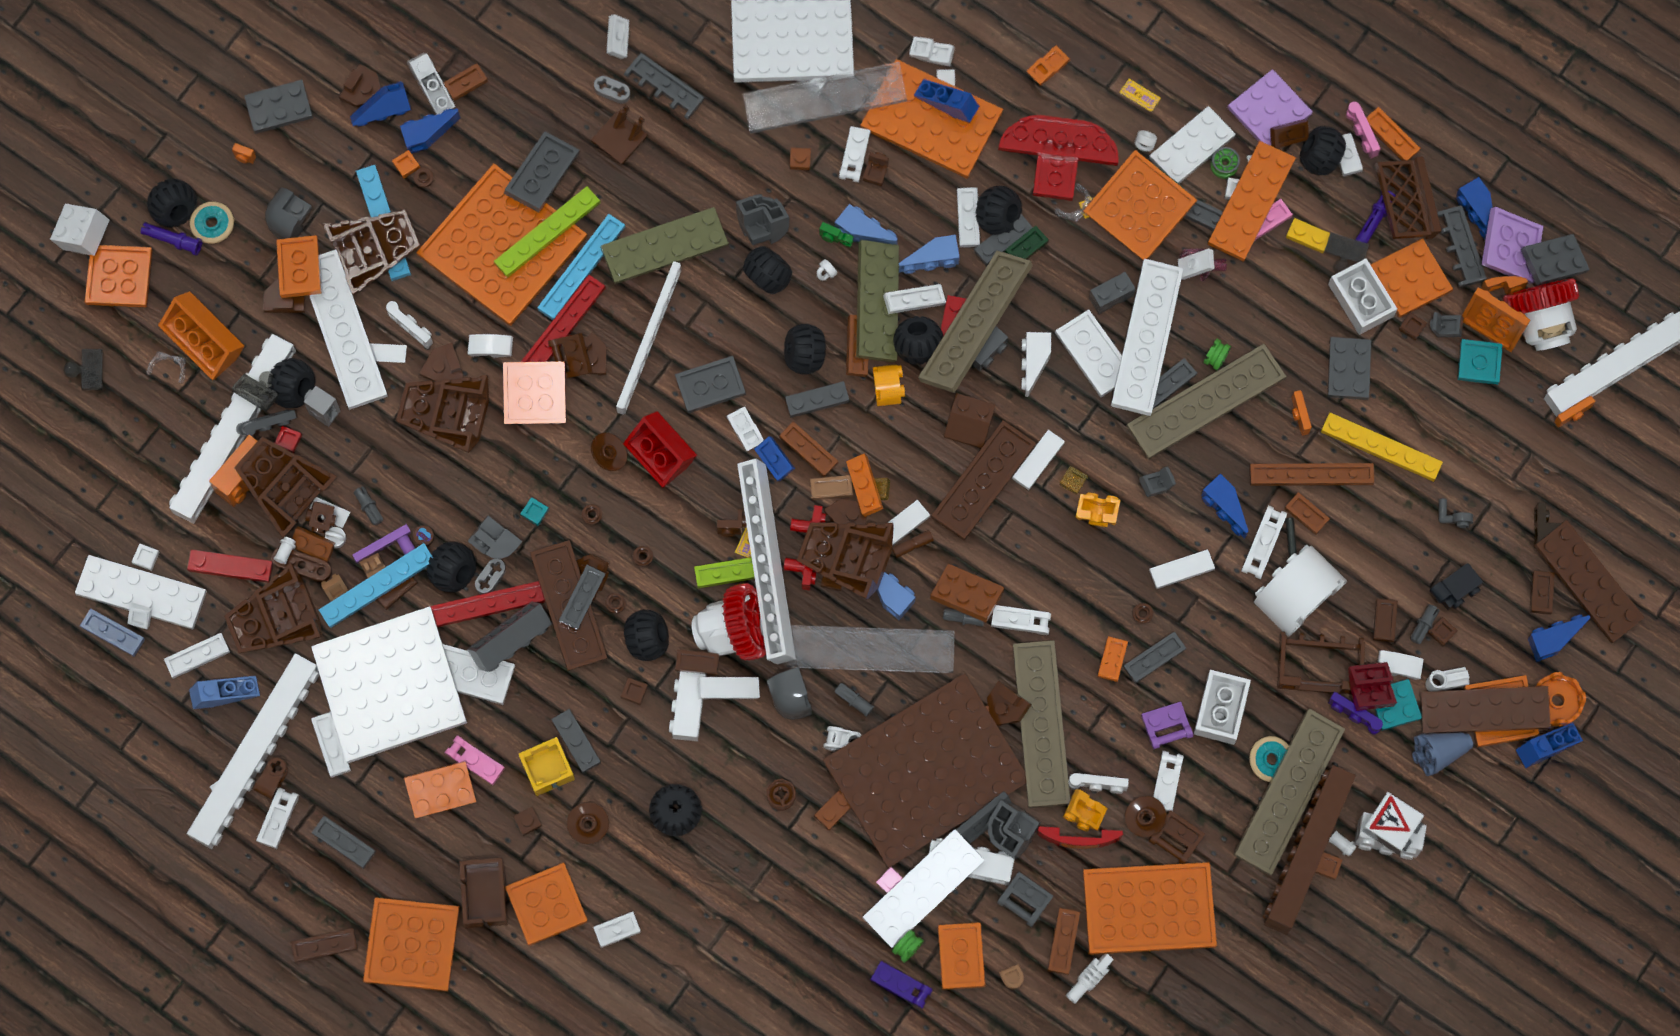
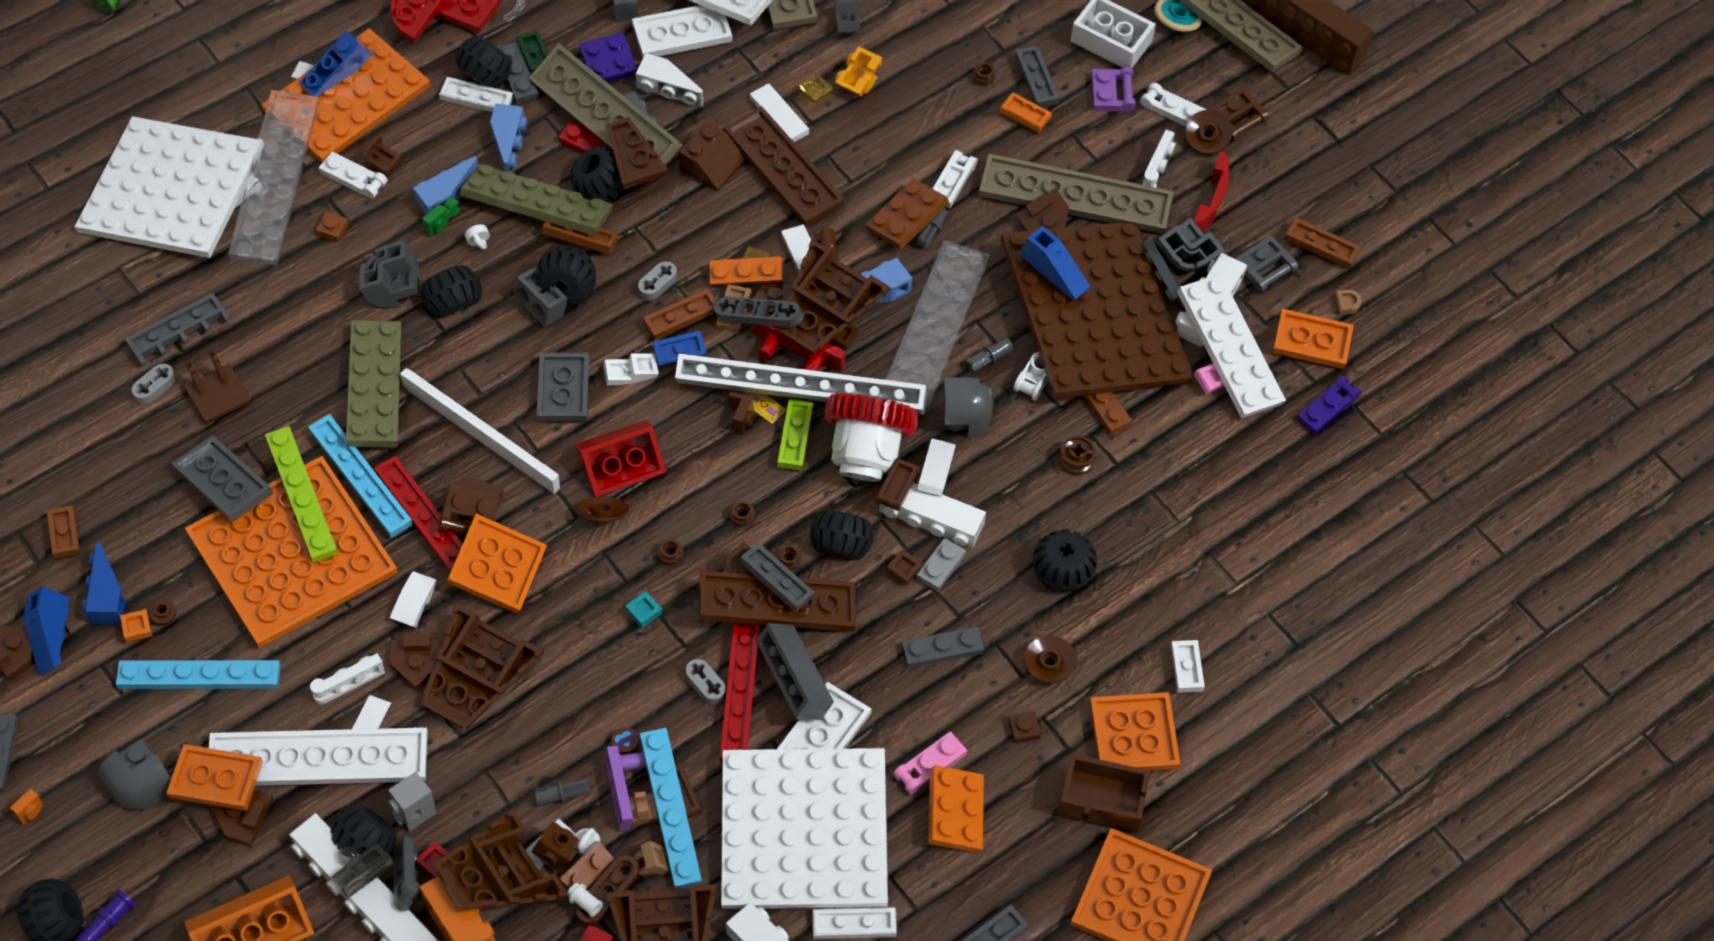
camera: 75 degrees left, 15 degrees down
(214, 234) = (97, 858): wheel -> none
(372, 245) = (228, 686): reddish brown wedge -> none
(430, 83) = (36, 569): white slope -> none
(451, 567) = (678, 718): black wheel -> none
(494, 539) = (665, 656): dark grey brick -> none
(546, 766) = (966, 683): yellow container -> none
(617, 36) = (83, 355): white plate -> none
(648, 719) = (941, 565): none -> light grey plate
(777, 345) = (545, 306): none -> dark grey brick
(816, 506) = (760, 306): none -> dark grey beam
(817, 399) = (624, 292): dark grey plate -> none
(833, 424) = (659, 282): none -> light grey beam
(887, 384) = (637, 218): light orange cylinder -> none
(907, 946) = (1291, 381): bright green wheel -> none
(914, 299) = (550, 165): white tile -> none
(928, 51) = (273, 68): white slope -> none
(932, 358) = (633, 154): none -> reddish brown wing
(940, 724) = (1053, 260): none -> blue slope
(1043, 305) = (609, 57): none -> dark purple plate
(1084, 811) = (1186, 182): light orange cylinder -> none
(1090, 977) = (1368, 231): white hinge -> none
(1149, 908) = (1307, 160): orange plate -> none
(1182, 569) = (948, 29): white tile -> none

